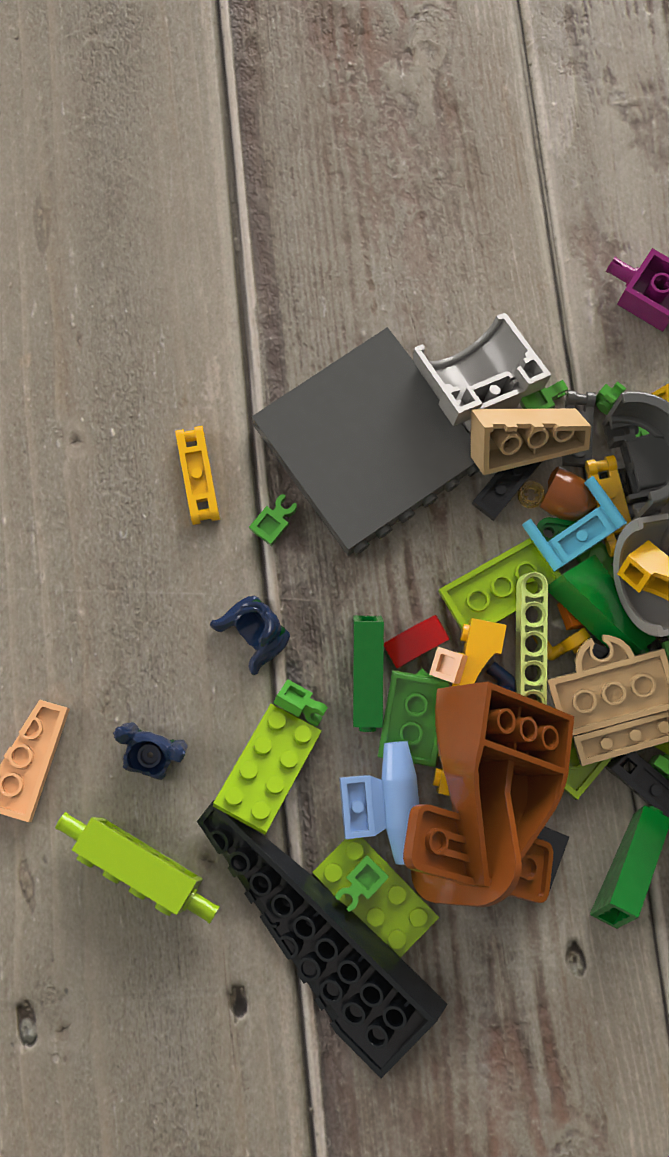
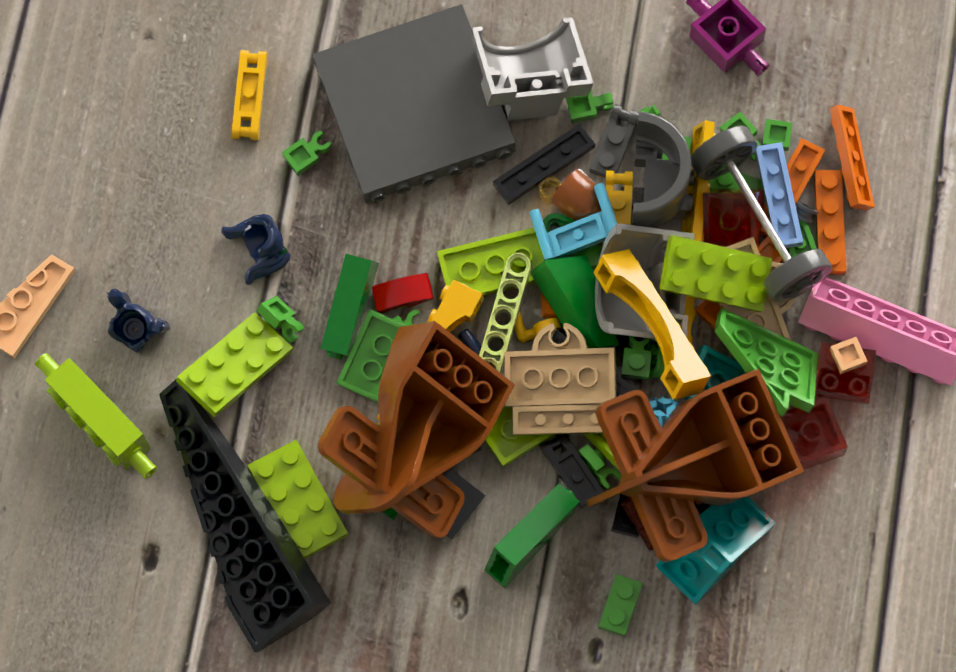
camera: 20 degrees right, 5 degrees down
(365, 880) = (290, 479): bright green plate -> none
(382, 803) = (313, 410): light blue plate -> none
(448, 665) = (419, 313): light nougat tile -> none
(525, 436) = (552, 132): tan wedge -> none

